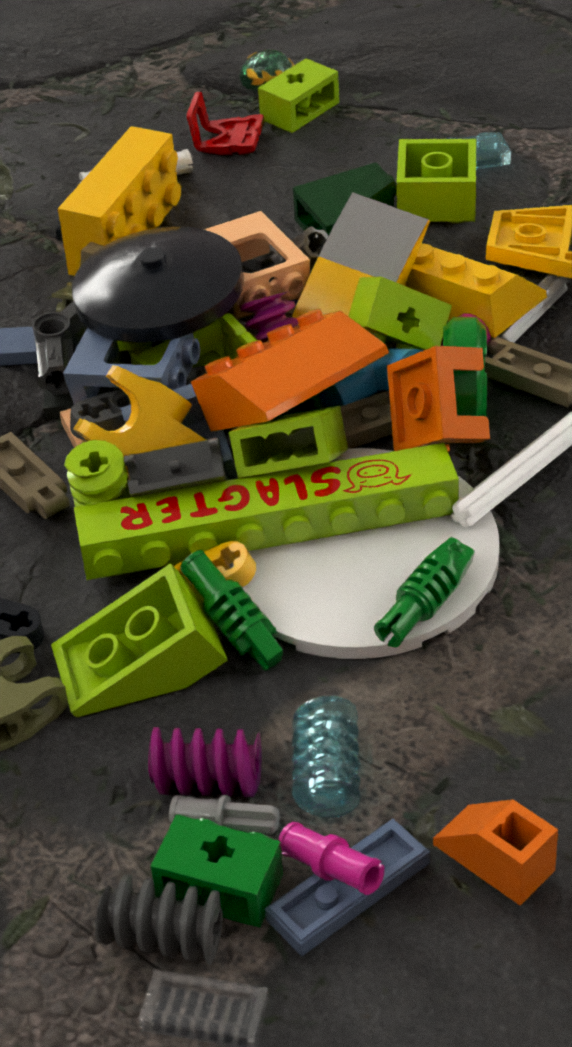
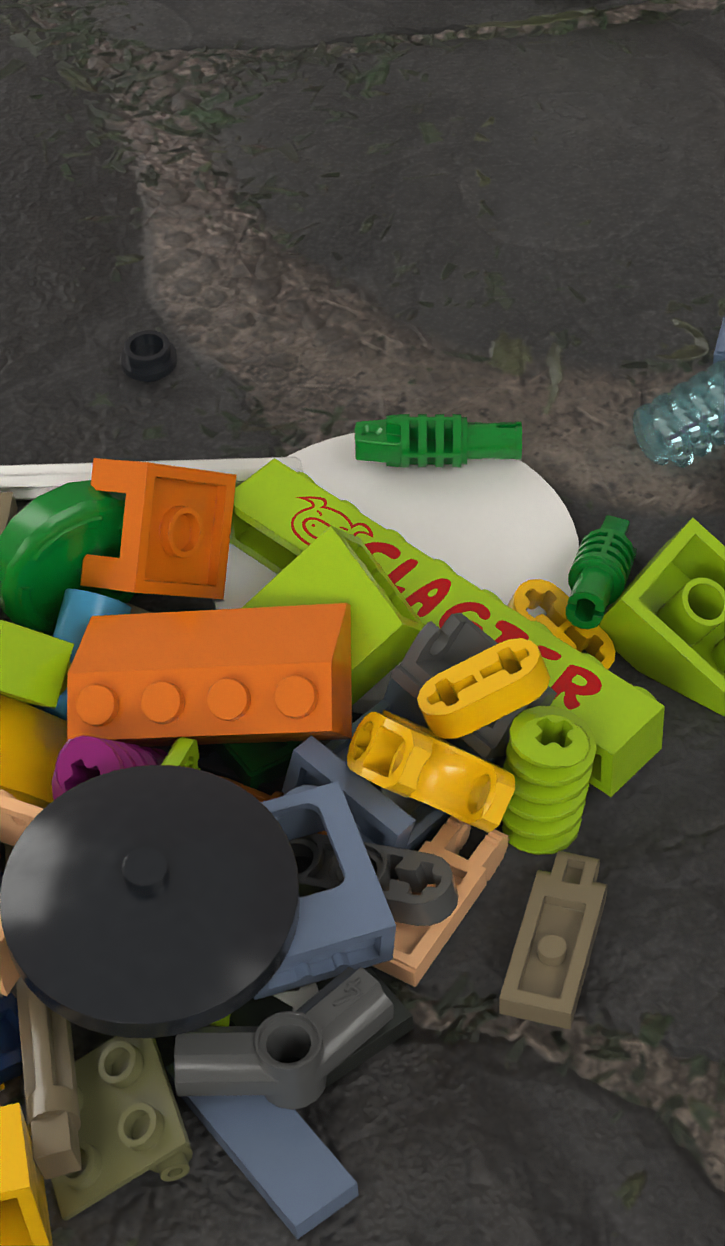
camera: 125 degrees left, 5 degrees up
(147, 441) = (483, 688): none -> yellow beam
(502, 846) = (684, 263): orange slope -> none

